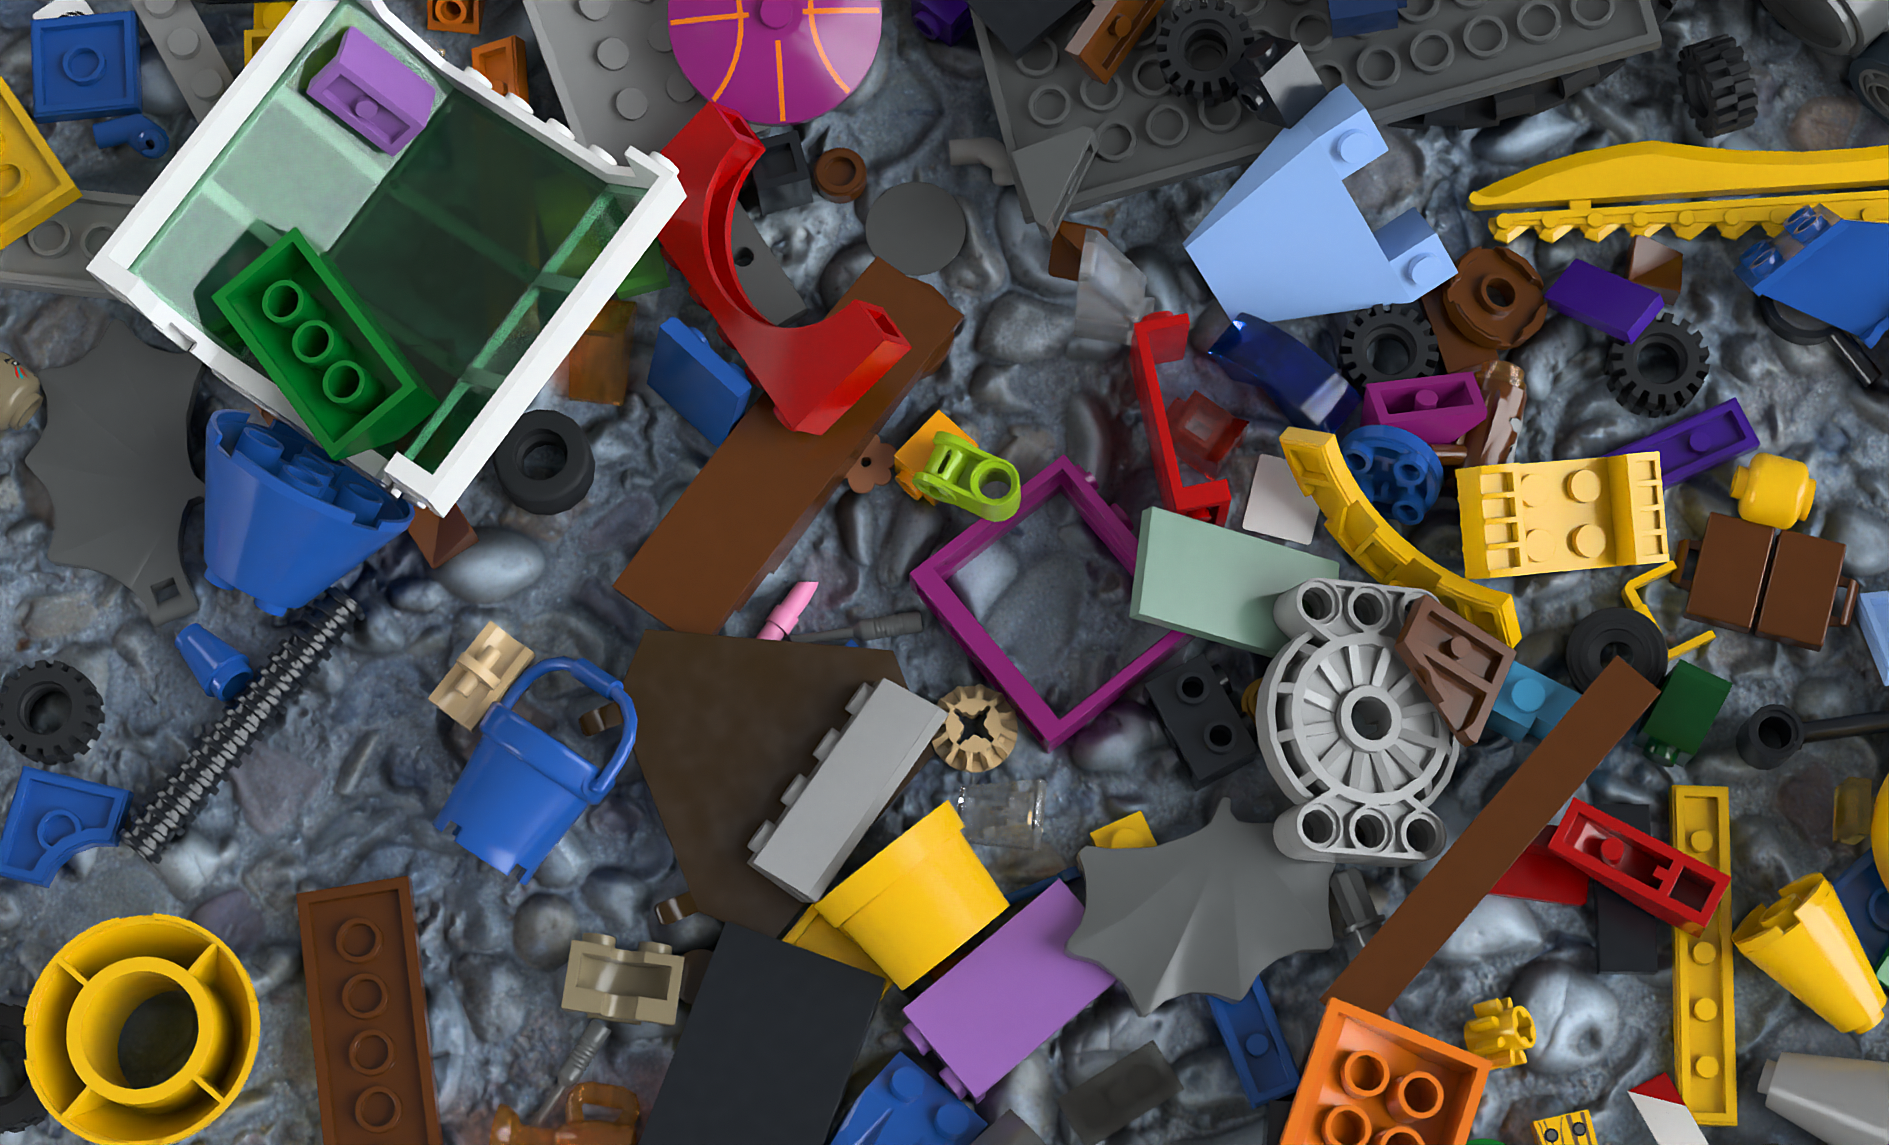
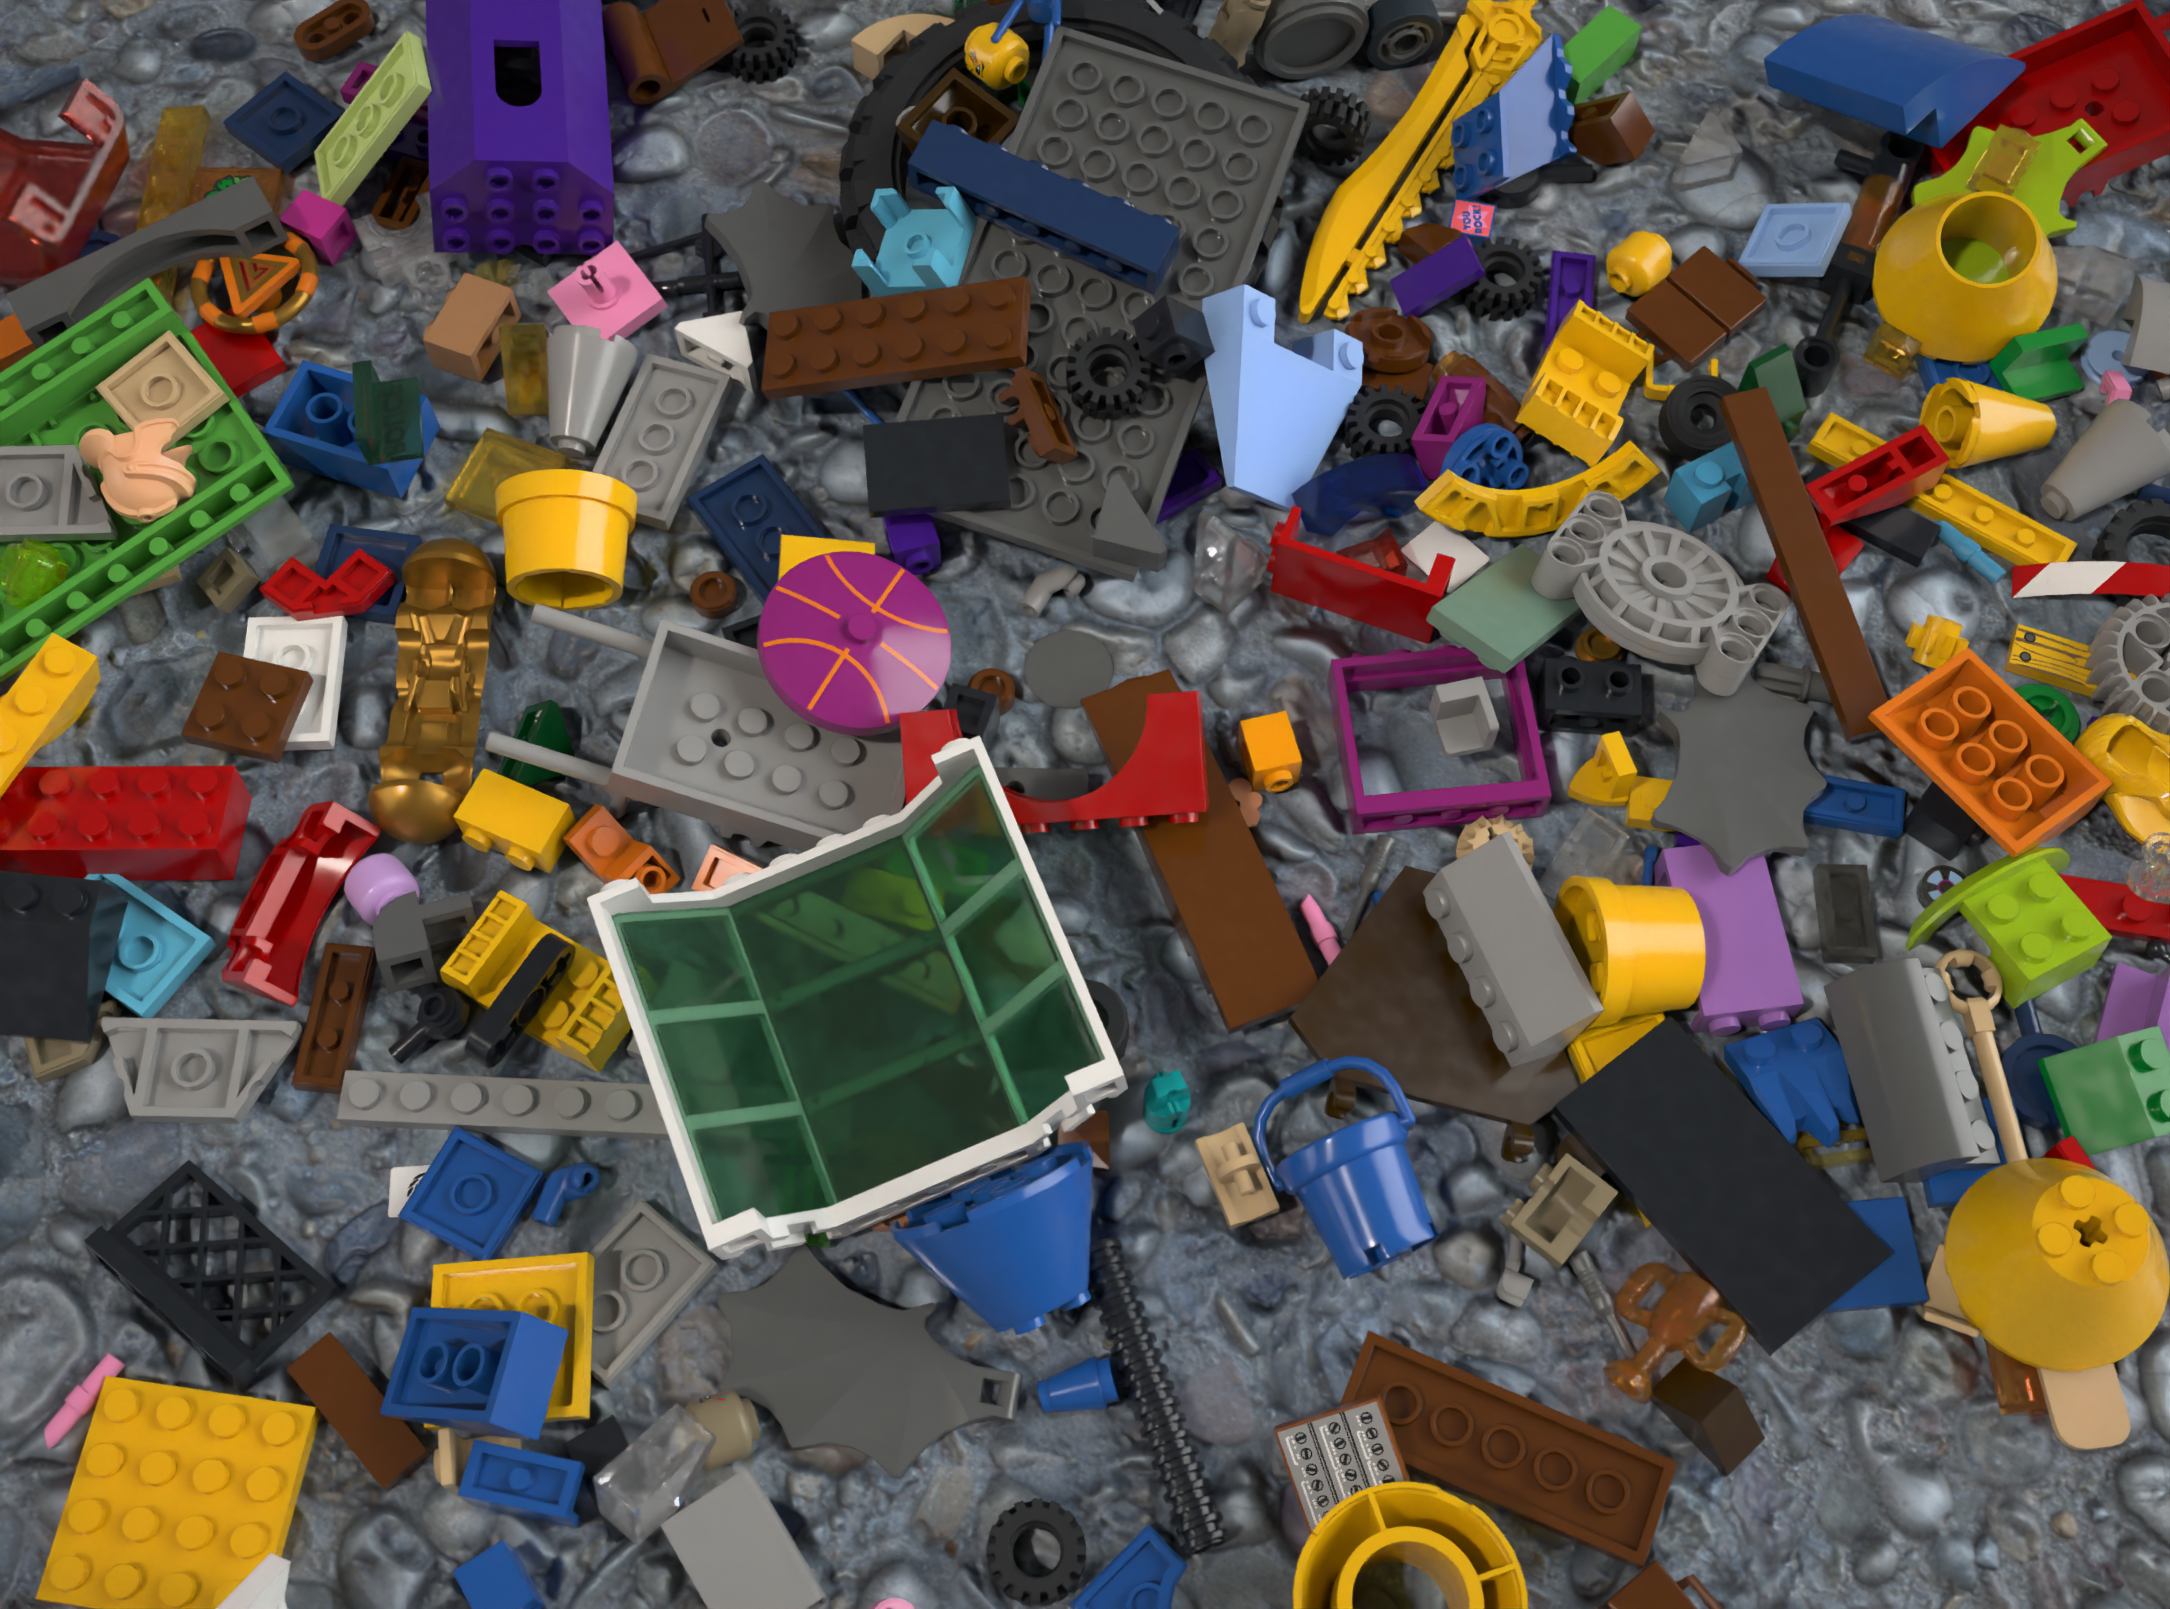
camera: 60 degrees left, 10 degrees down
(270, 920) = (1339, 1455): none -> light grey tile
(325, 348) = (896, 1114): green slope -> none
(373, 92) = (707, 953): medium lavender panel -> none
(516, 576) = (1166, 1100): none -> teal hinge
(536, 981) = (1514, 1286): none -> light grey hand
(698, 381) = (1104, 872): blue tile -> none
(960, 472) = (1309, 728): lime piece -> none
(1068, 249) = (1177, 575): reddish brown slope -> none
(1072, 610) = (1464, 717): none -> light grey panel
(1119, 783) = (1606, 776): none -> yellow tile
(1177, 204) = (1190, 483): none -> dark purple tile
(1454, 665) = (1660, 503): reddish brown wing -> none
(1651, 1018) = (1970, 552): none -> dark azure piece
(1714, 297) = (1473, 219): none -> tile

